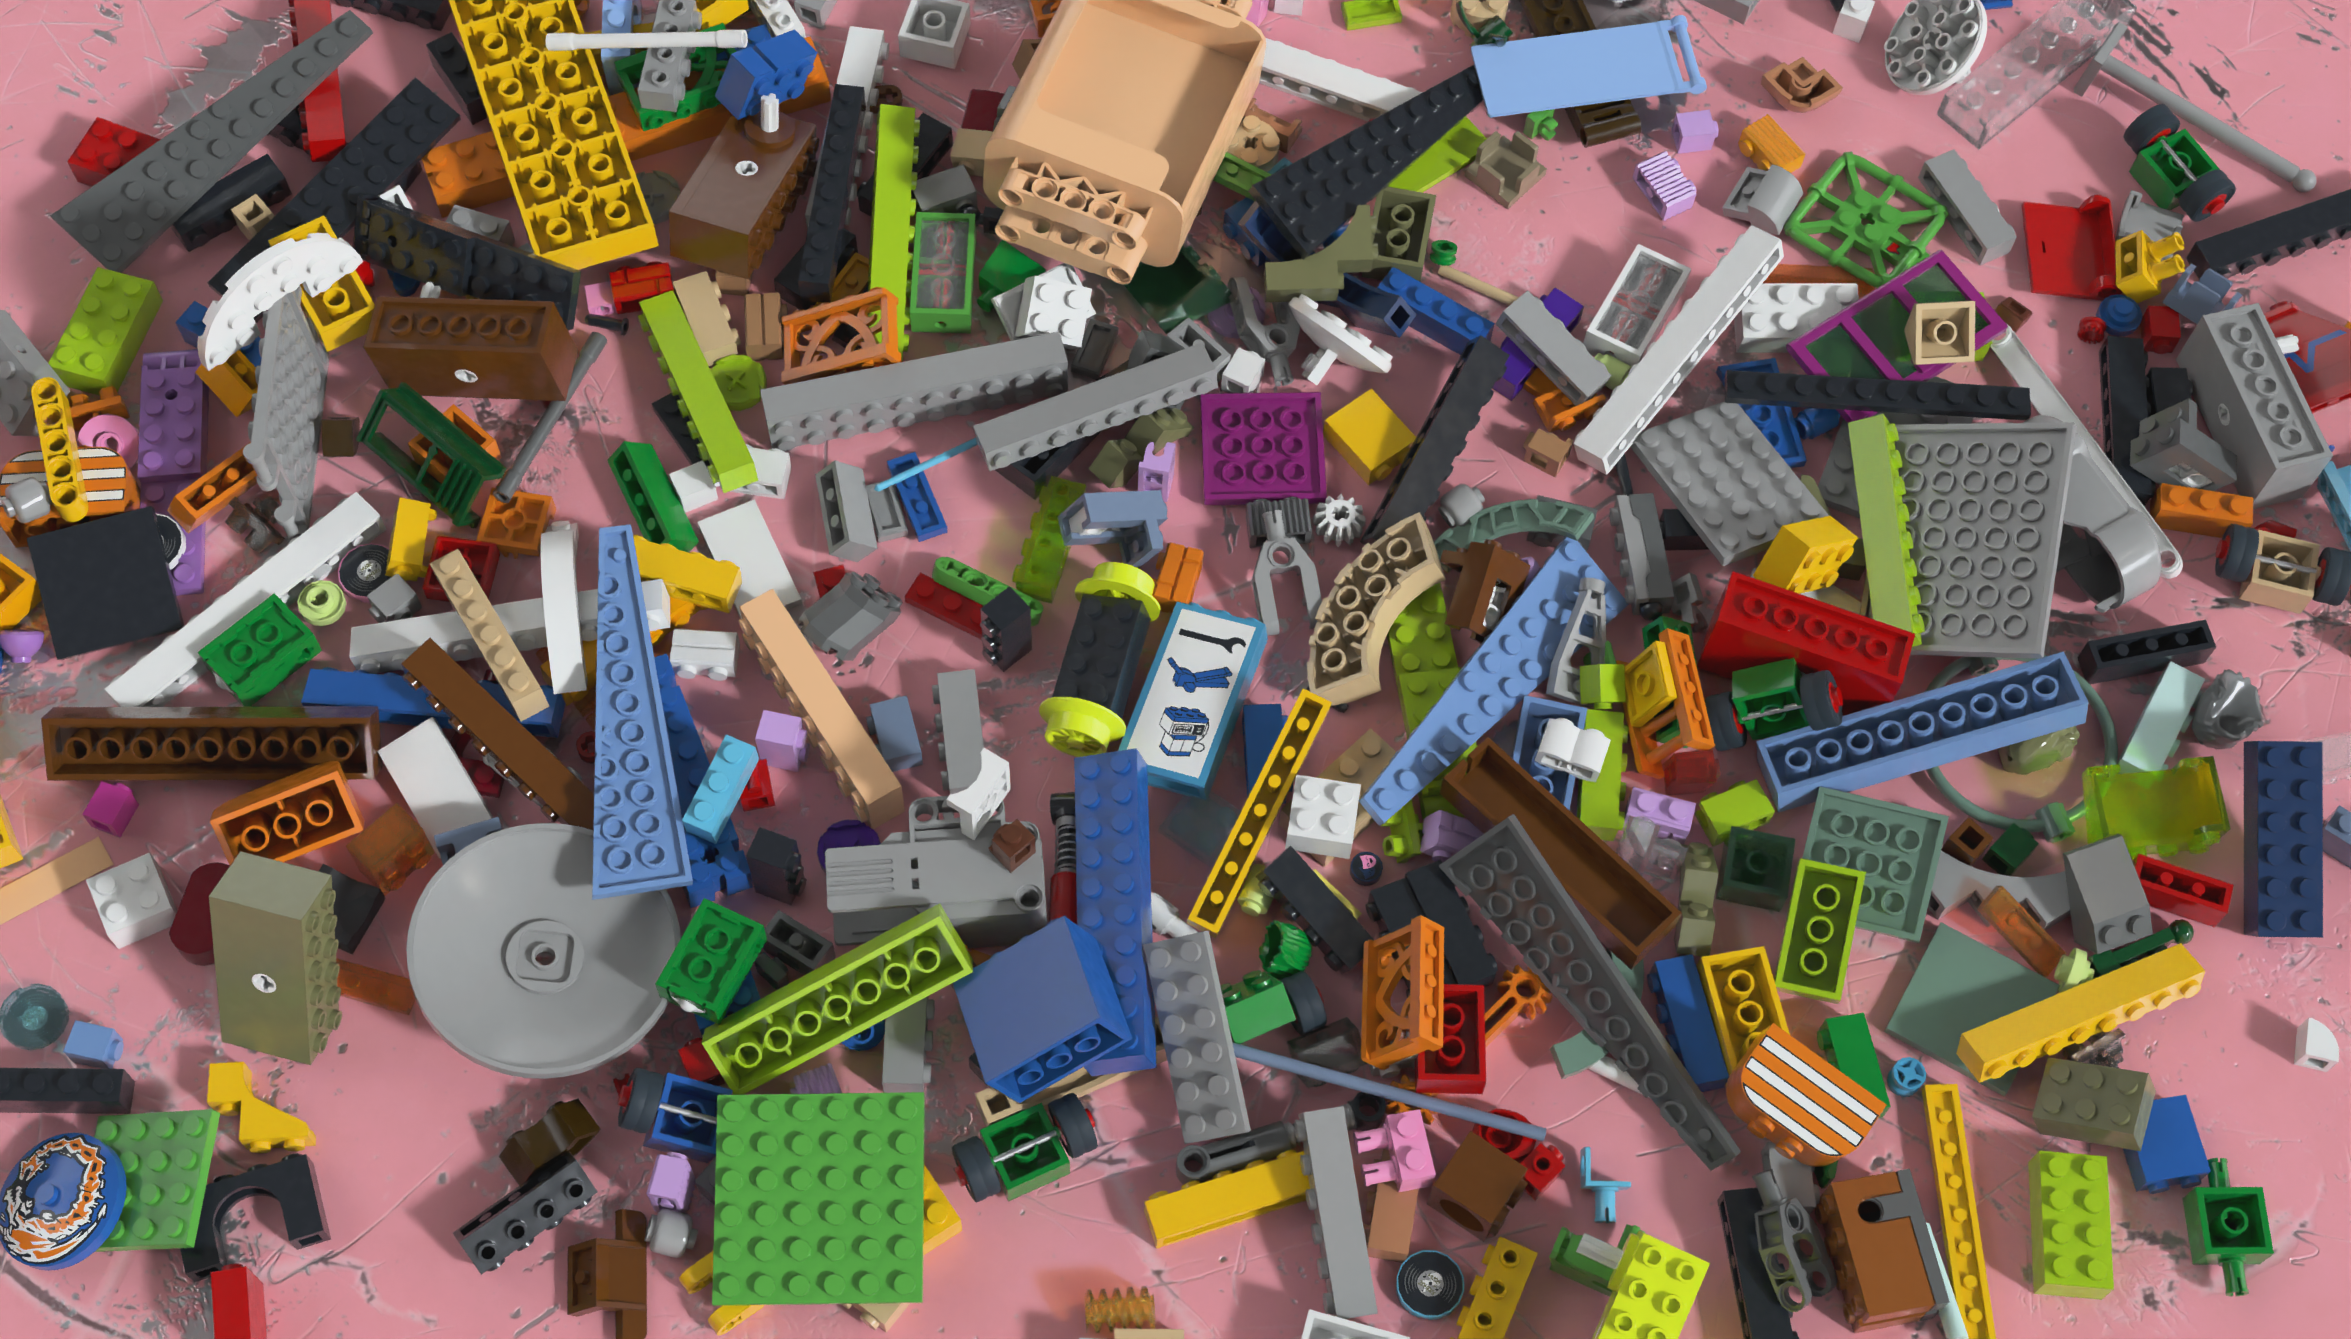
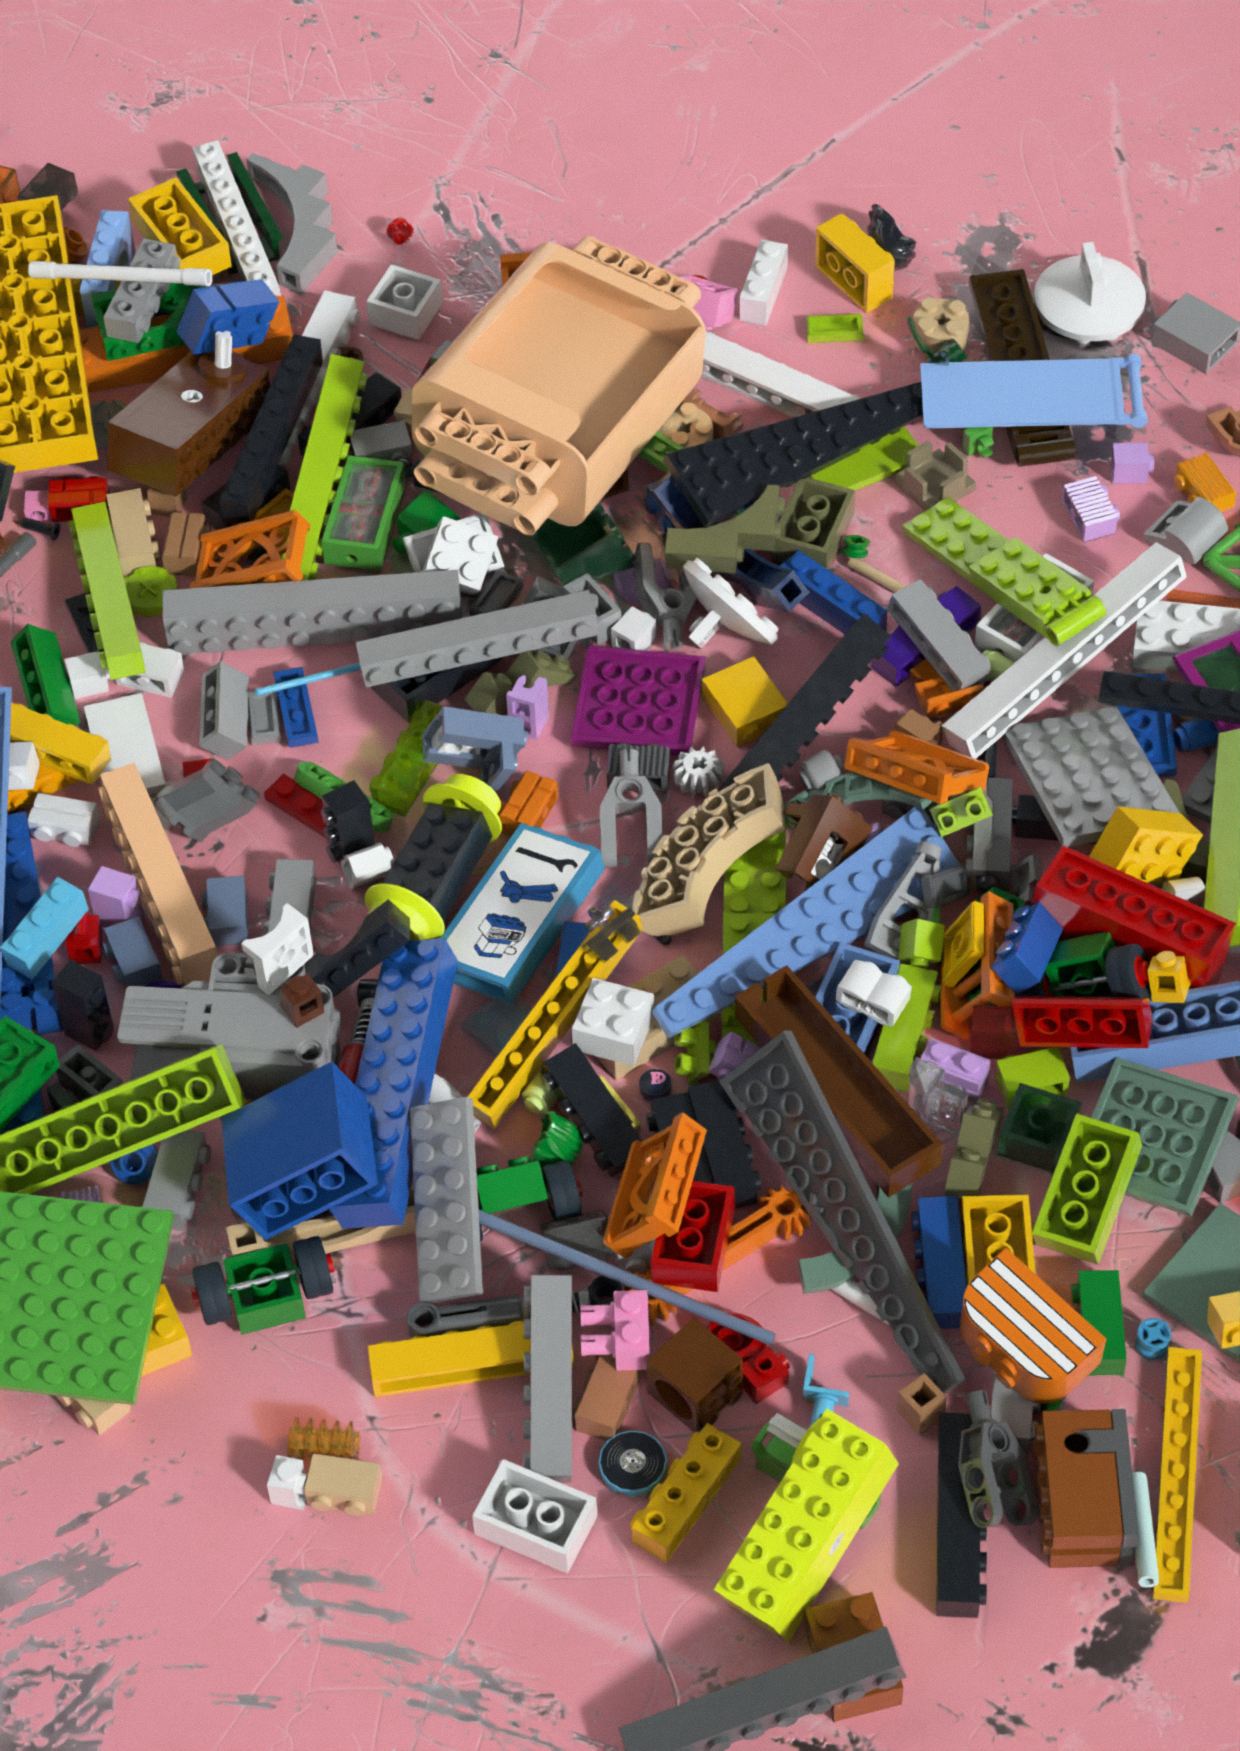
camera: 15 degrees right, 10 degrees down
(808, 796) = (132, 953): none -> sand blue brick
(1031, 669) = (367, 865): none -> white brick
(1070, 755) = (378, 937): none -> black arch
(1304, 722) = (622, 924): none -> clear smoke hips
(1561, 494) = (916, 766): none -> orange fence
(1605, 269) = (1006, 571): none -> lime hinge
(1613, 619) = (945, 886): none -> dark grey tile
(1614, 537) = (961, 811): none -> lime hips
(1702, 1182) = (921, 1403): none -> medium nougat brick
(1716, 684) = (1027, 947): none -> blue brick
(1786, 755) = (1083, 1021): none -> red slope
(1845, 595) = (1189, 889): none -> white brick
(1859, 691) = (1165, 973): none -> yellow brick

